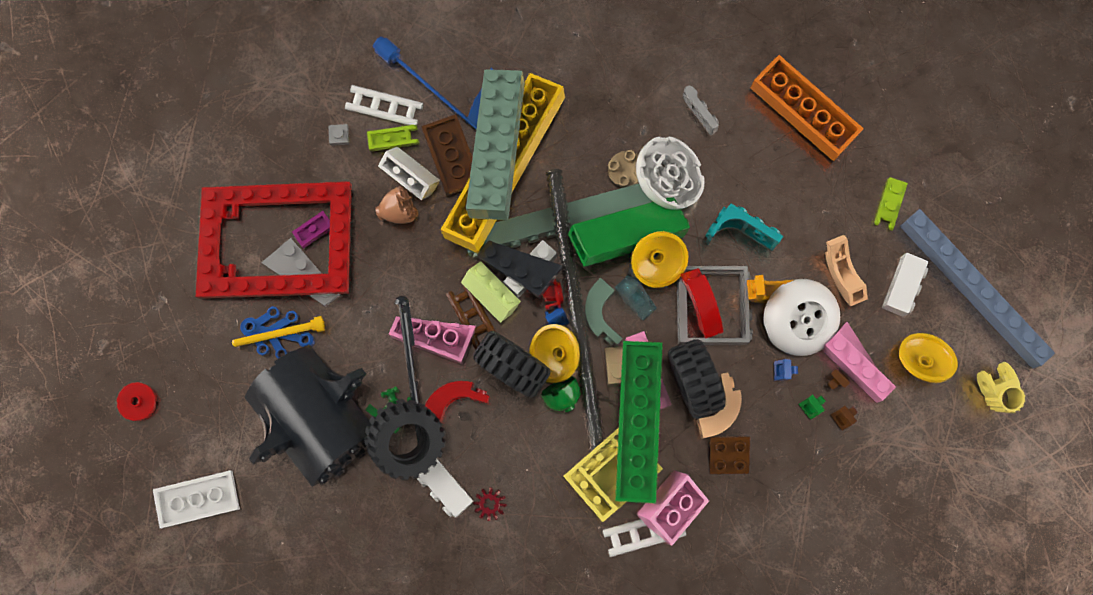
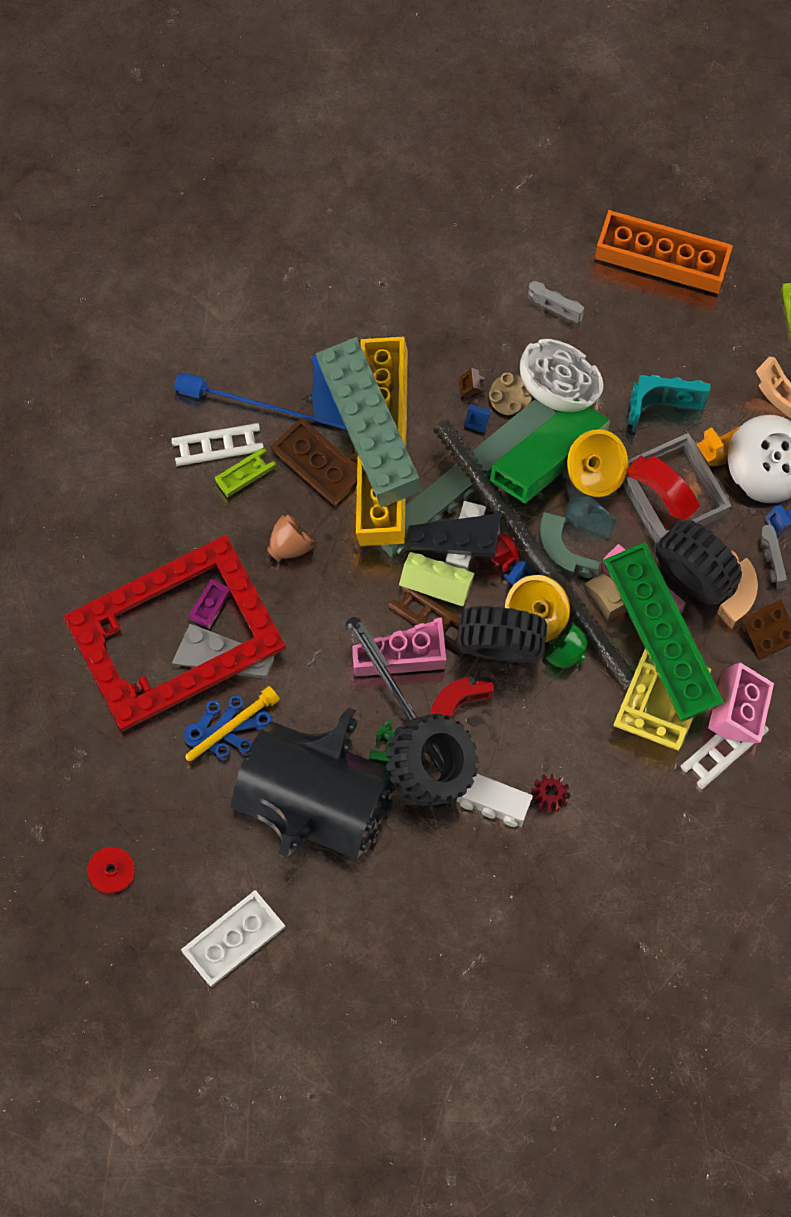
camera: 30 degrees left, 10 degrees down
(338, 134) = (184, 495): light grey plate -> none
(409, 173) = (284, 498): white brick -> none
(590, 176) = (477, 418): none -> blue tile
(599, 146) = (470, 383): none -> reddish brown tile
(763, 395) = (773, 555): none -> light grey hinge

